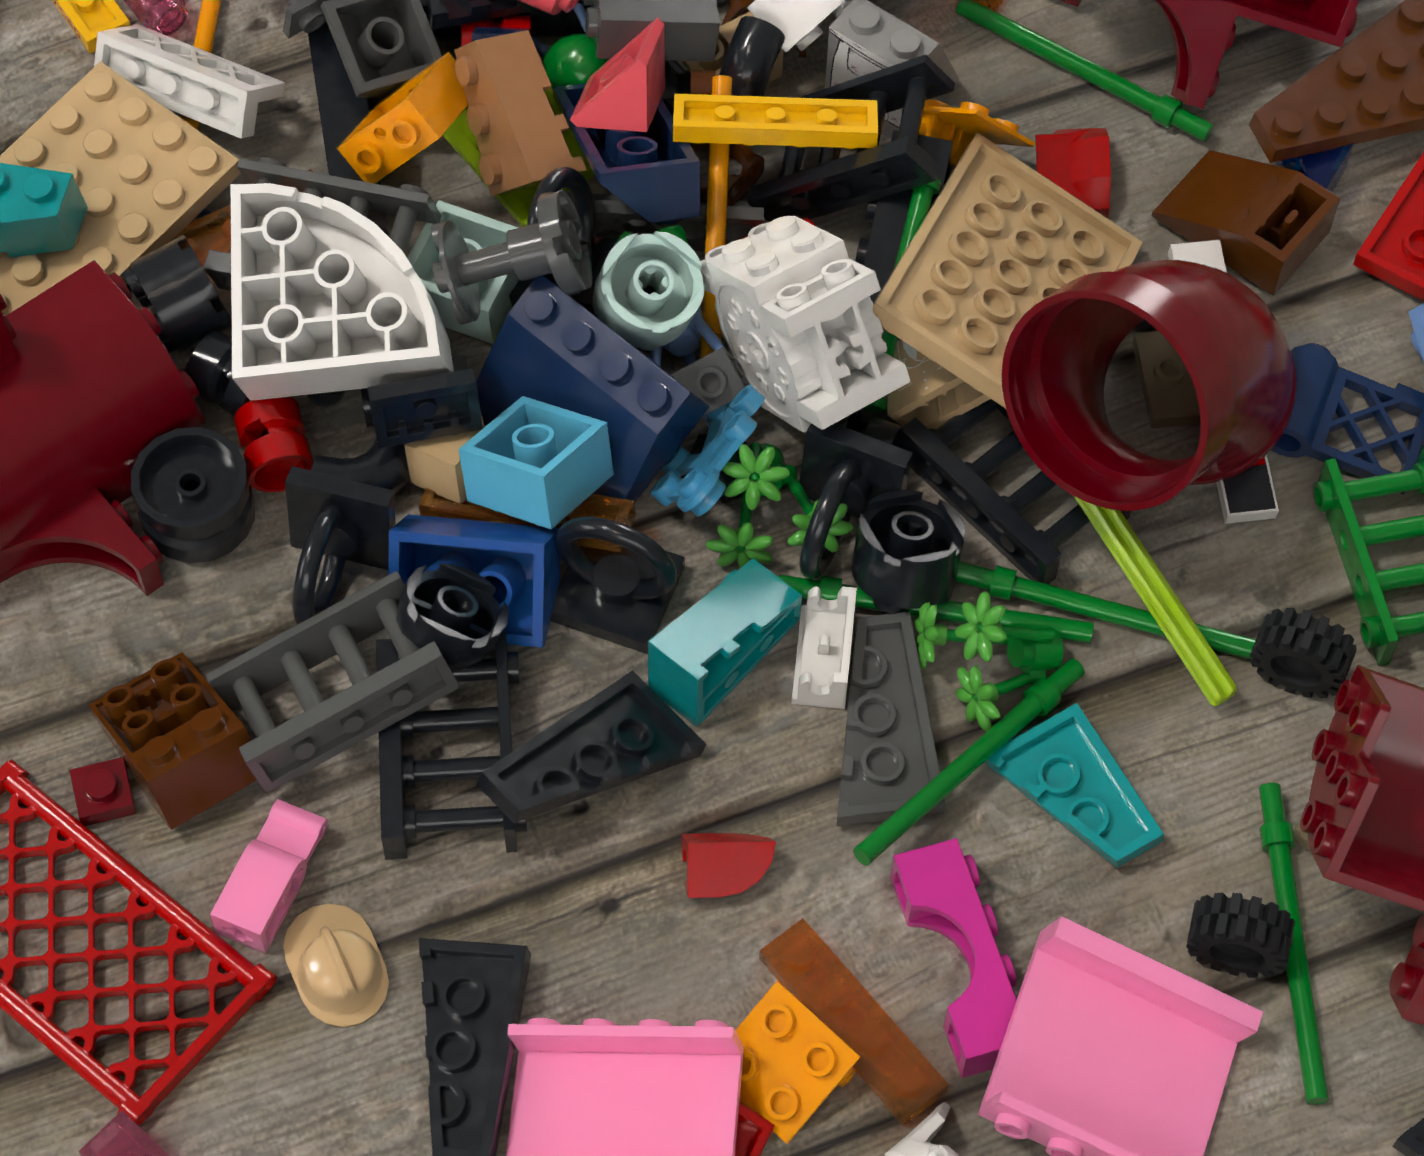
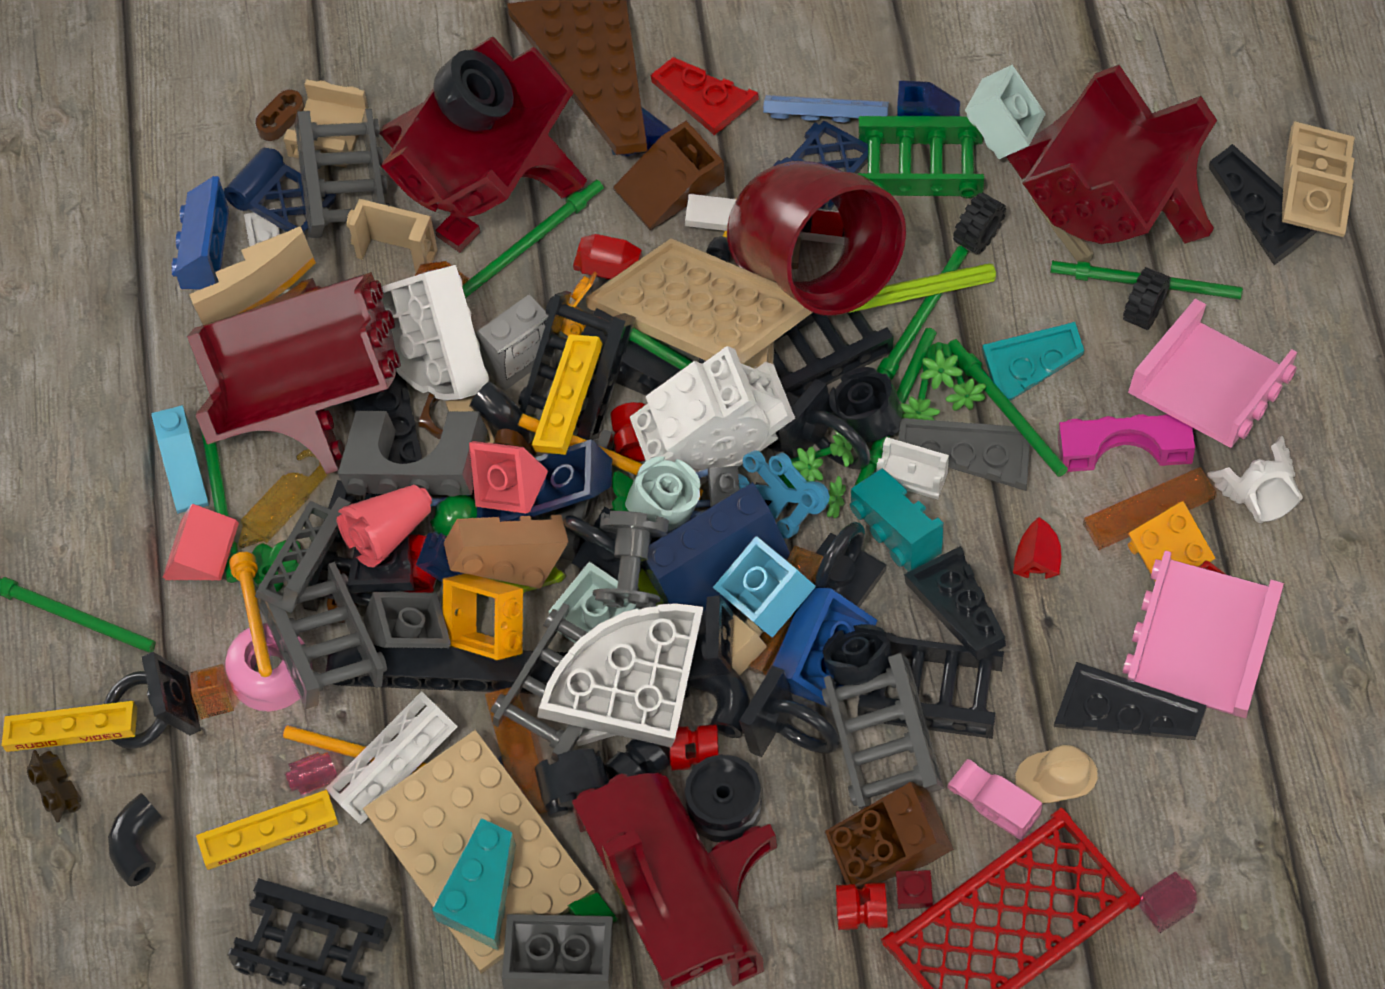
camera: 70 degrees left, 0 degrees up
(50, 715) = (861, 906): none -> red wheel

